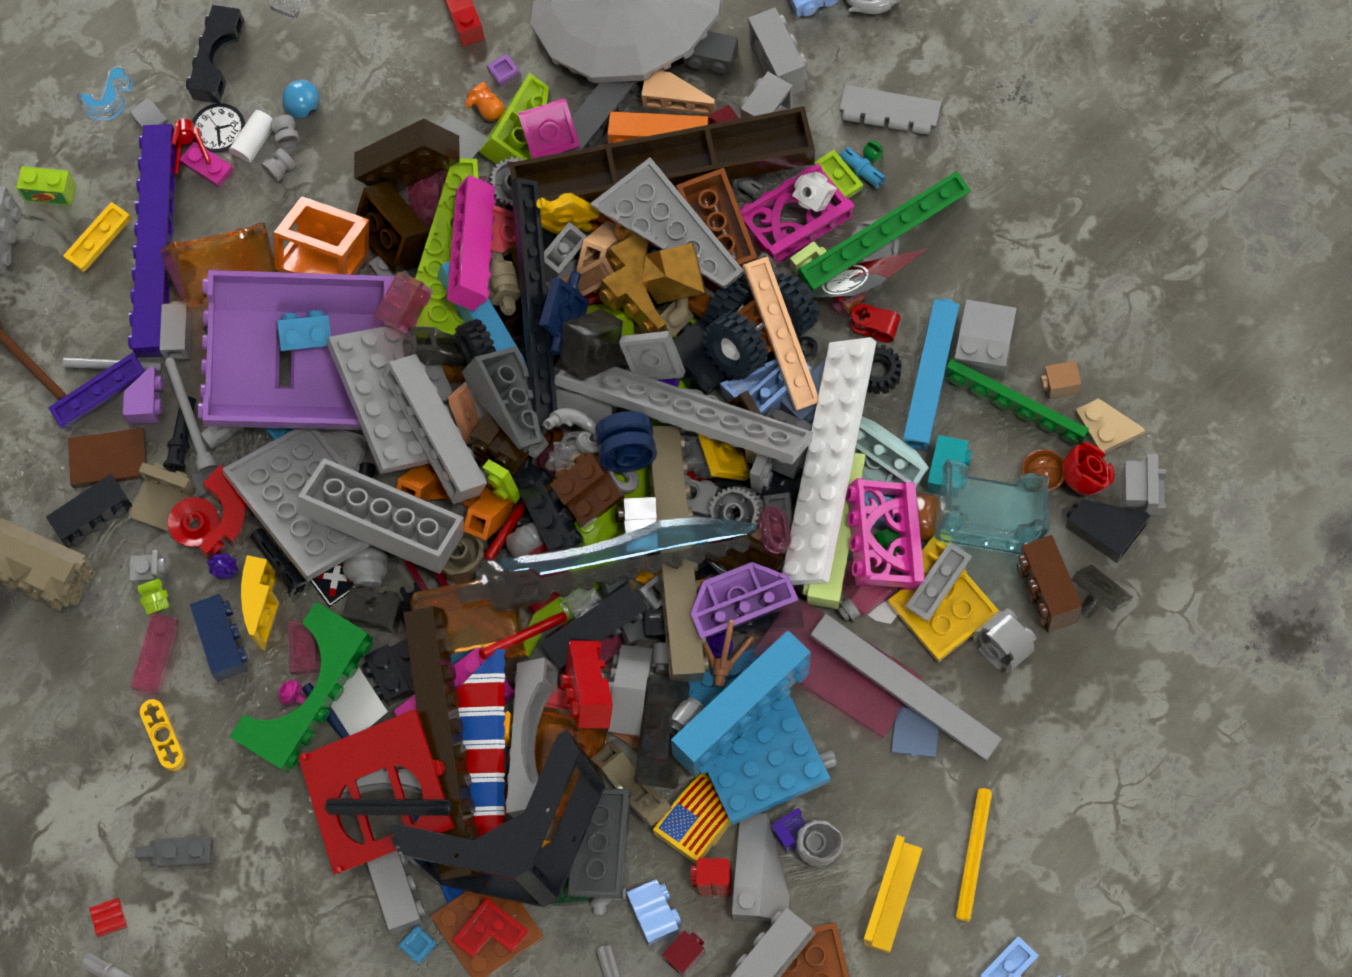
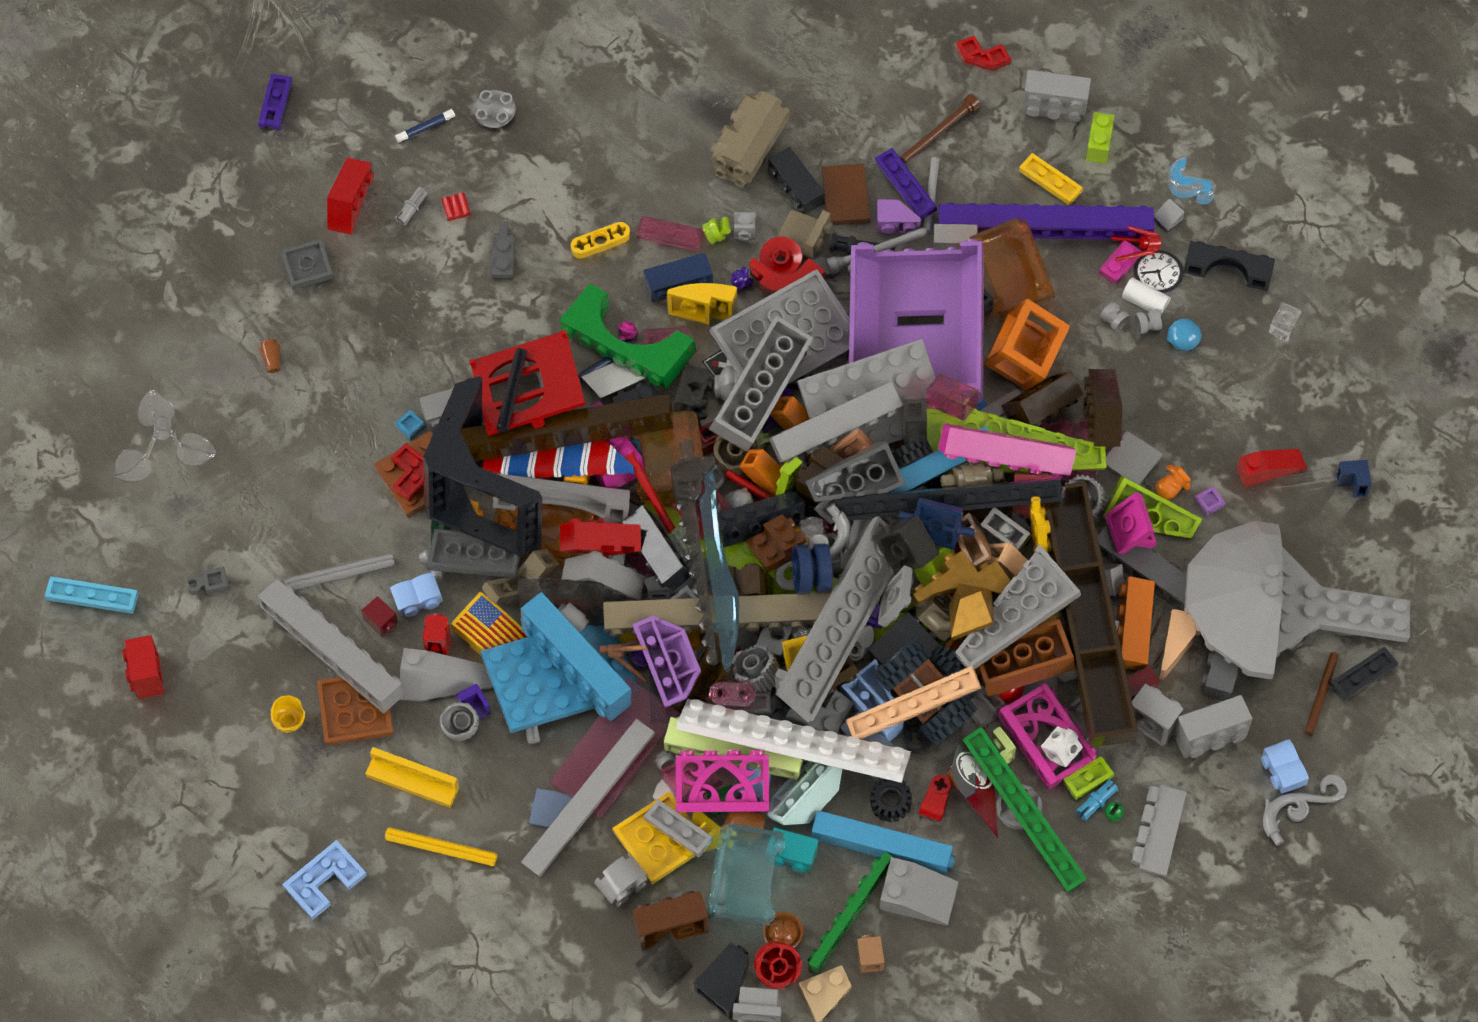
camera: 85 degrees right, 5 degrees down
(303, 331) = (941, 328): dark azure bracket -> none

